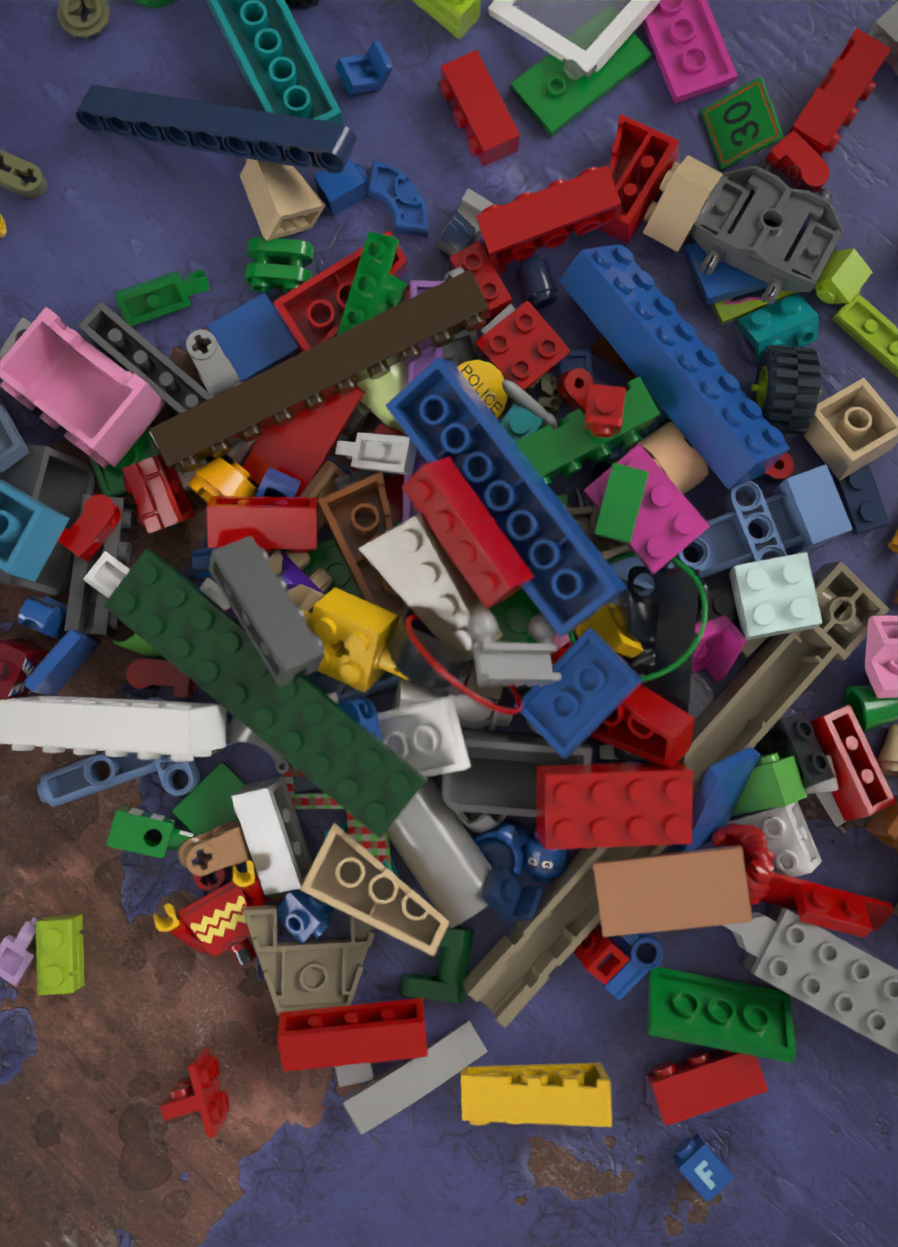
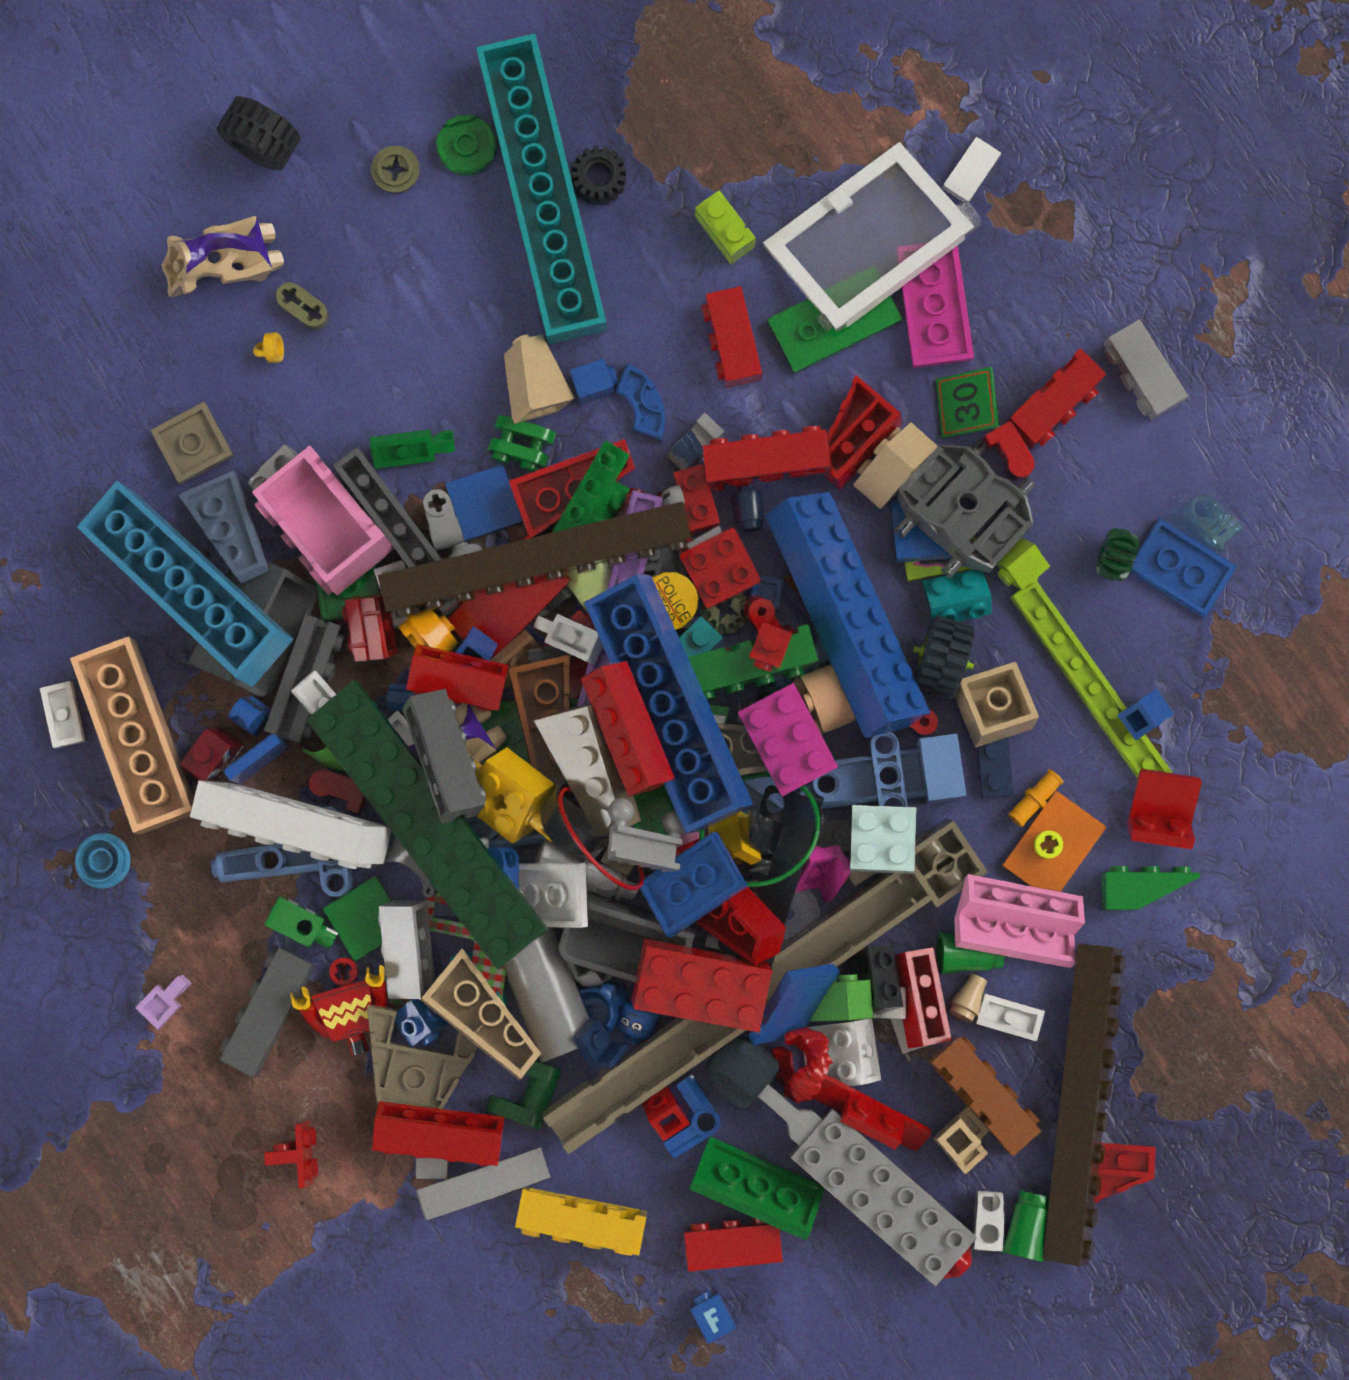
camera: 15 degrees right, 0 degrees up
(59, 954) = (201, 1010): lime brick -> none
(92, 527) = (309, 647): red leg -> none
(133, 940) = (267, 1011): none -> dark grey brick
(217, 128) = (491, 313): dark blue beam -> none
(220, 848) = (359, 949): medium nougat piece -> none
(365, 71) = (637, 279): blue bracket -> none
(528, 403) = (715, 621): light grey piece -> none
(621, 503) = (764, 731): green tile -> none
(672, 891) = (735, 1070): nougat tile -> none

